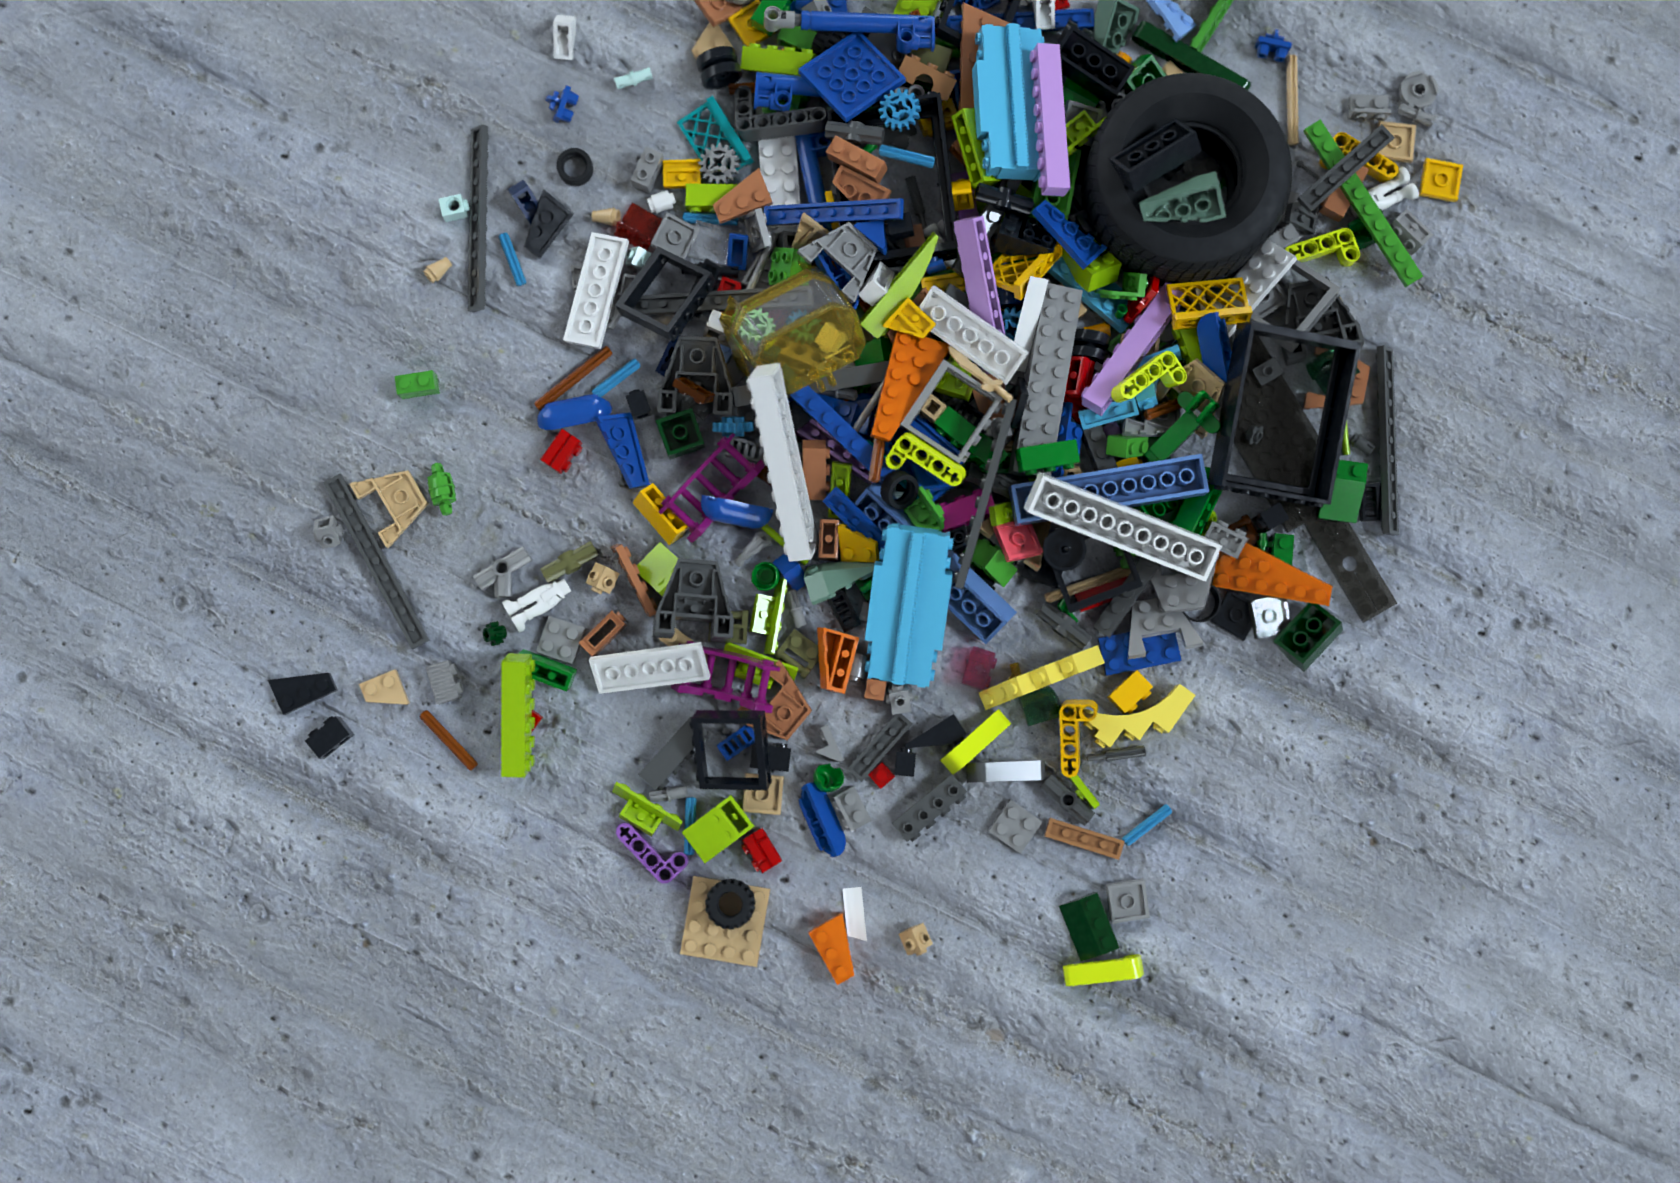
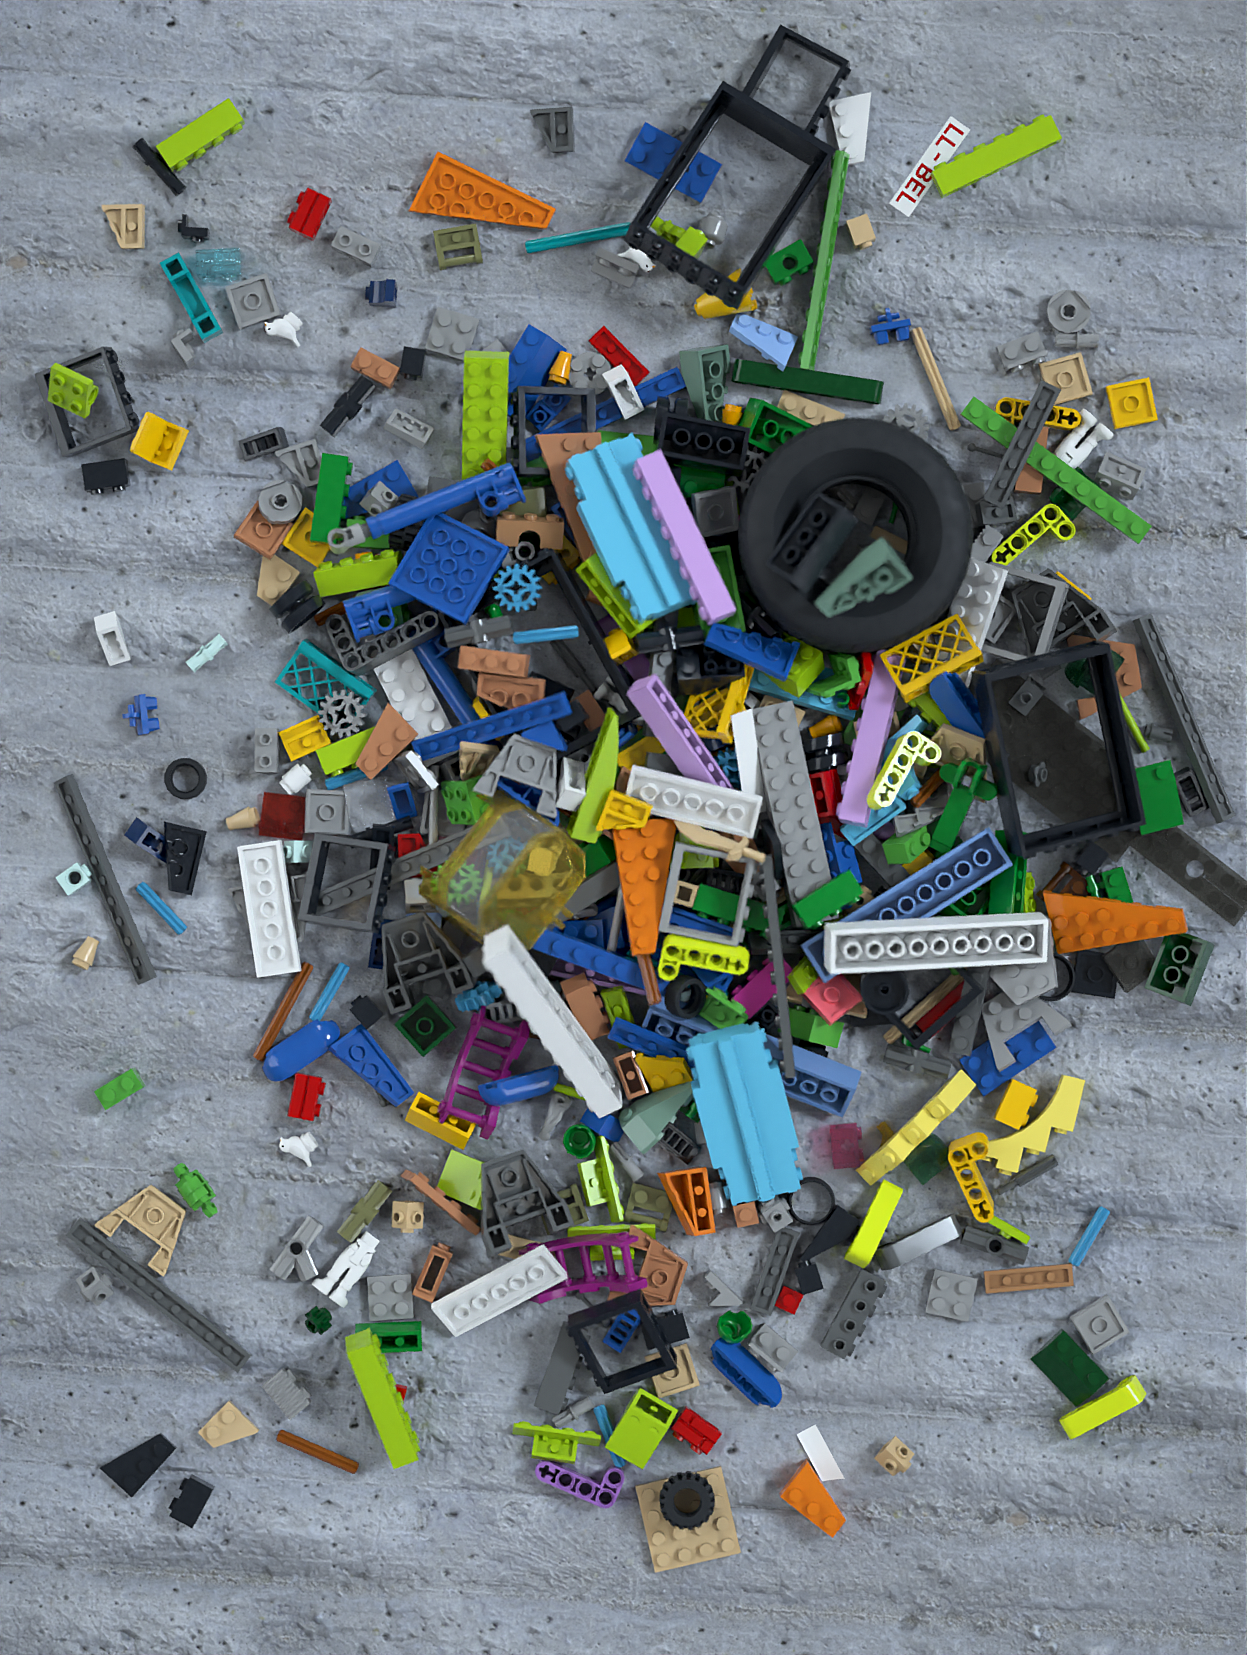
camera: 20 degrees left, 5 degrees up
(540, 489) = (299, 1146): none -> white animal
(690, 388) = (420, 977): reddish brown plate -> none
(927, 721) = (816, 1180): none -> black tyre
(1079, 129) = (718, 525): lime bracket -> none
(1230, 540) = (1051, 901): light grey bracket -> none

